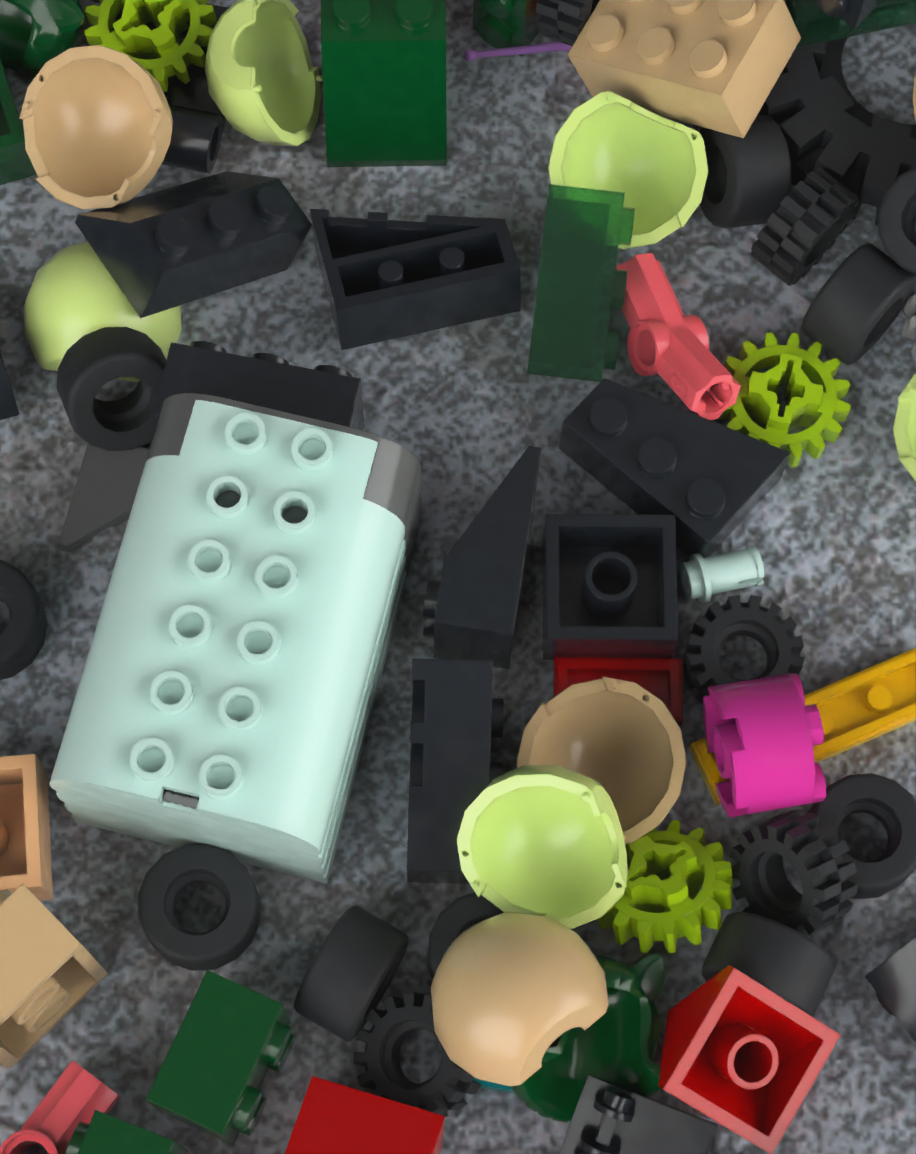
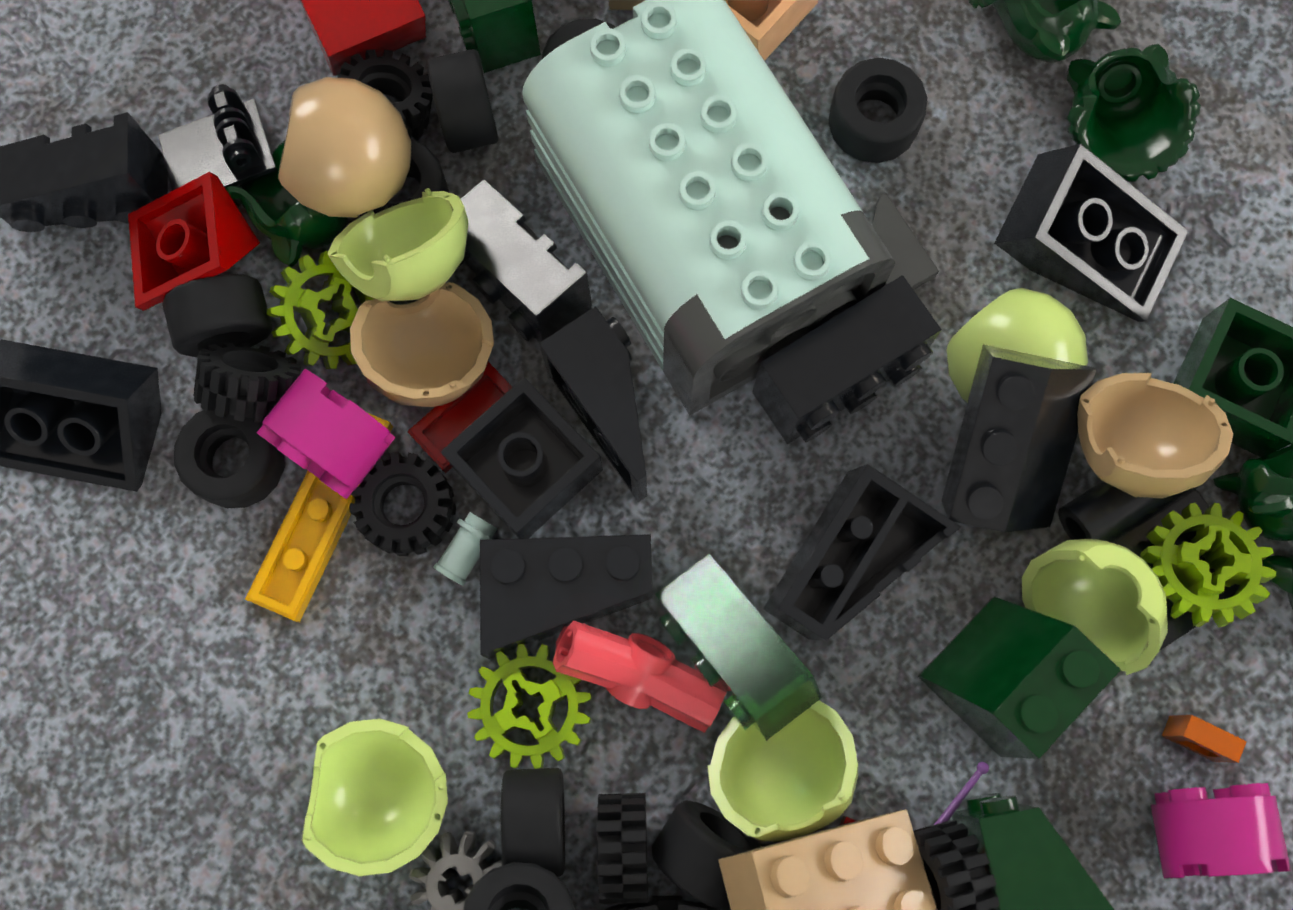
camera: 140 degrees right, 5 degrees up
(93, 363) = (960, 295): black tyre -> none

